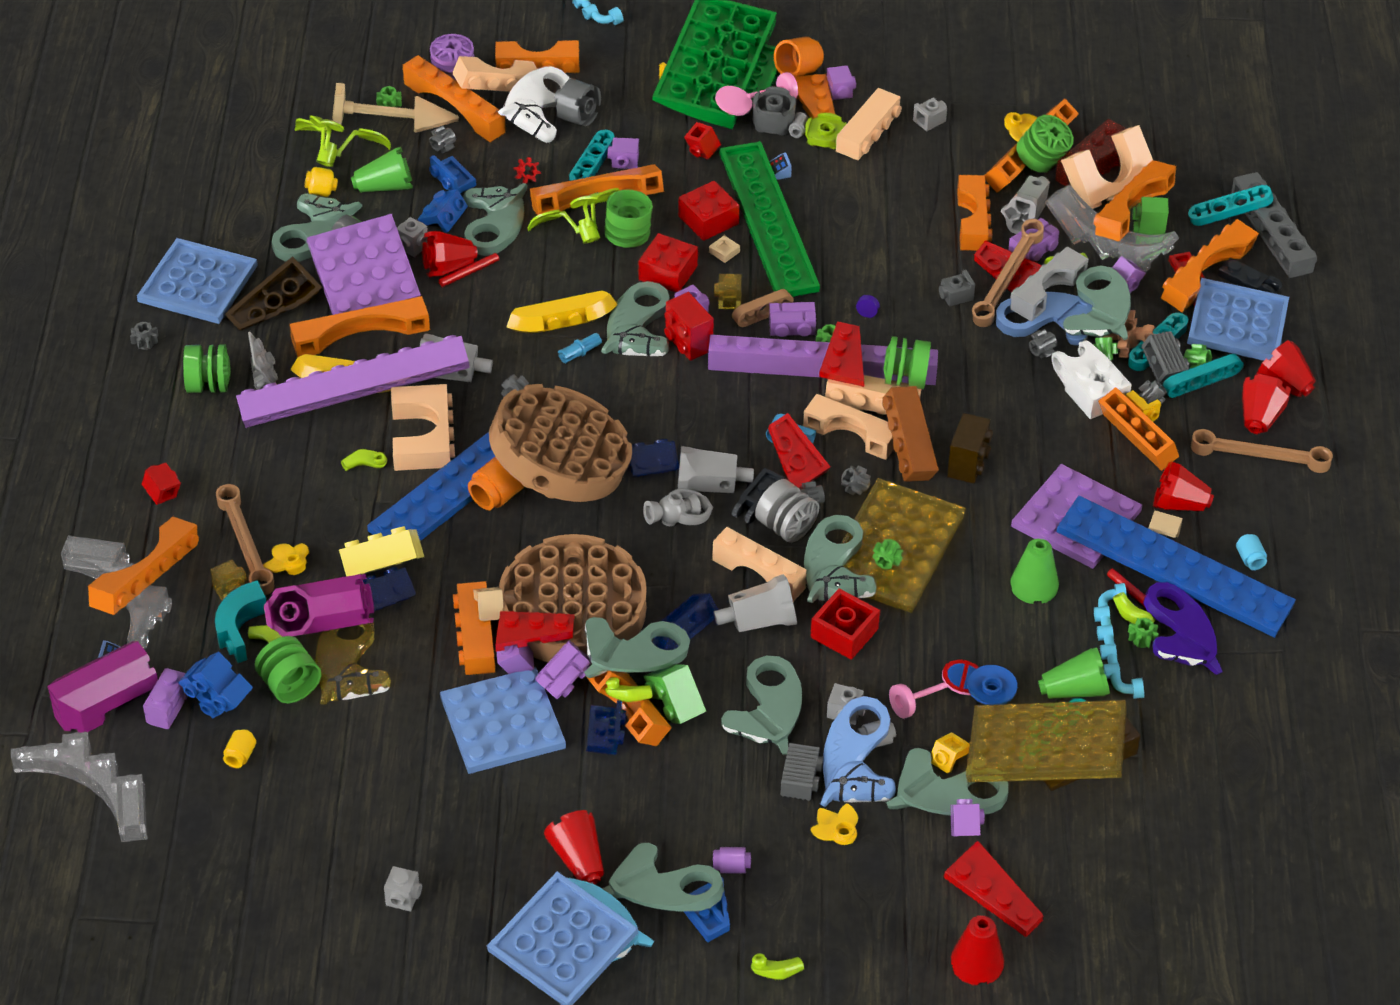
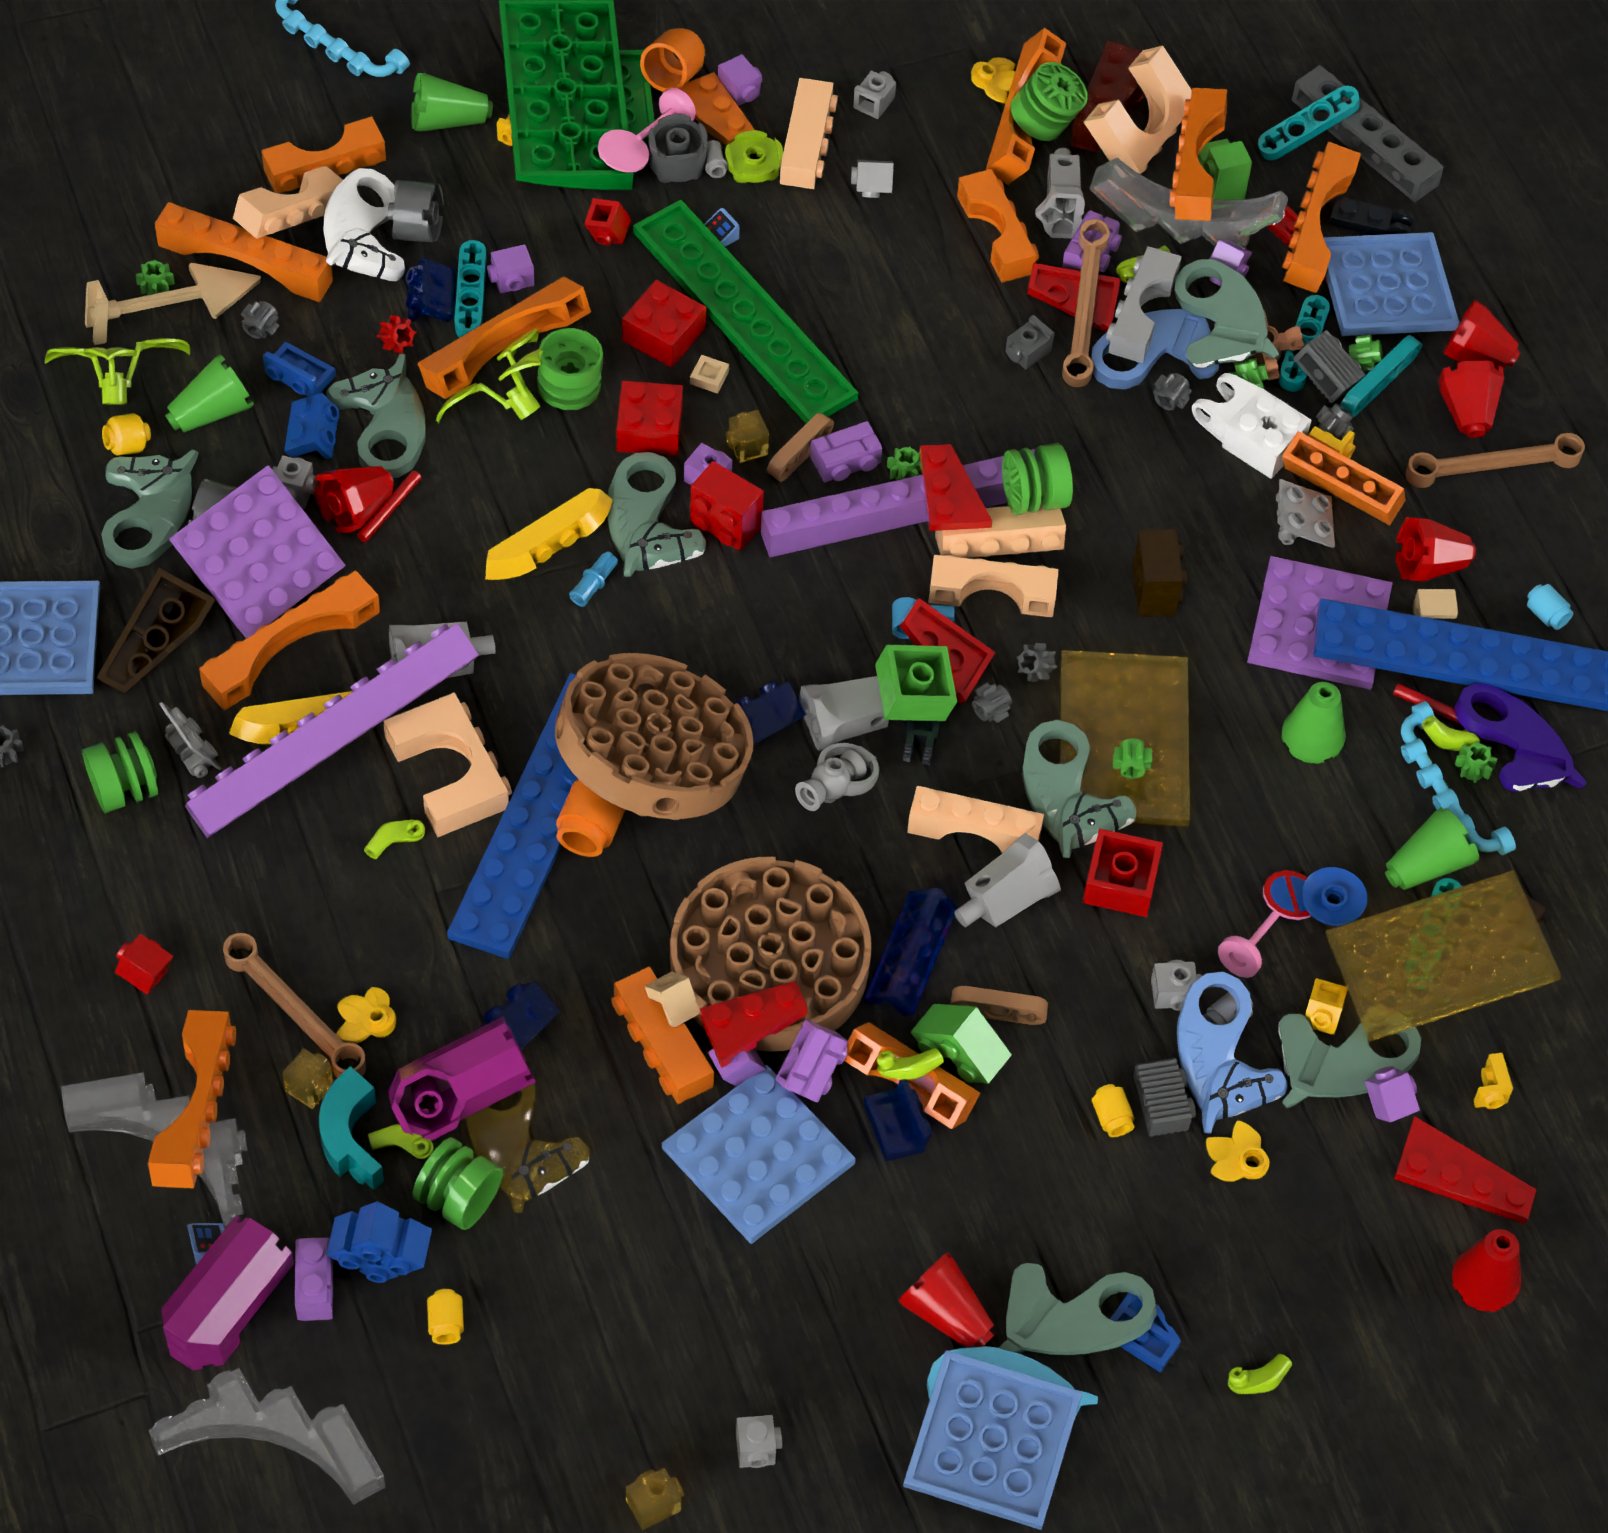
camera: 25 degrees left, 10 degrees up
(316, 900) = (654, 1497): none -> clear yellow brick
(381, 551) = (492, 970): light yellow wedge -> none
(447, 49) = (214, 187): medium lavender wheel -> none
(513, 383) = (541, 667): dark grey gear -> none
(565, 152) = (430, 290): none -> clear blue bracket
(633, 47) = (446, 105): none -> bright green cone
(636, 654) = (895, 1014): sand green animal -> none
(724, 683) = (1002, 1004): none -> medium nougat beam
(731, 860) = (1138, 1250): medium lavender brick -> none
(757, 462) = (916, 683): none -> bright green brick
(760, 769) = (1113, 1110): none -> yellow brick
(777, 709) = (1095, 1017): sand green animal -> none
(787, 510) = (978, 736): light grey wheel -> none
(867, 306) = (930, 403): dark purple tile -> none
(900, 161) = (872, 177): none -> light grey brick
(910, 433) = (1079, 577): dark orange brick -> none
(1046, 842) = (1496, 1083): none -> yellow bracket
(1100, 445) = (1304, 514): none -> light grey hinge

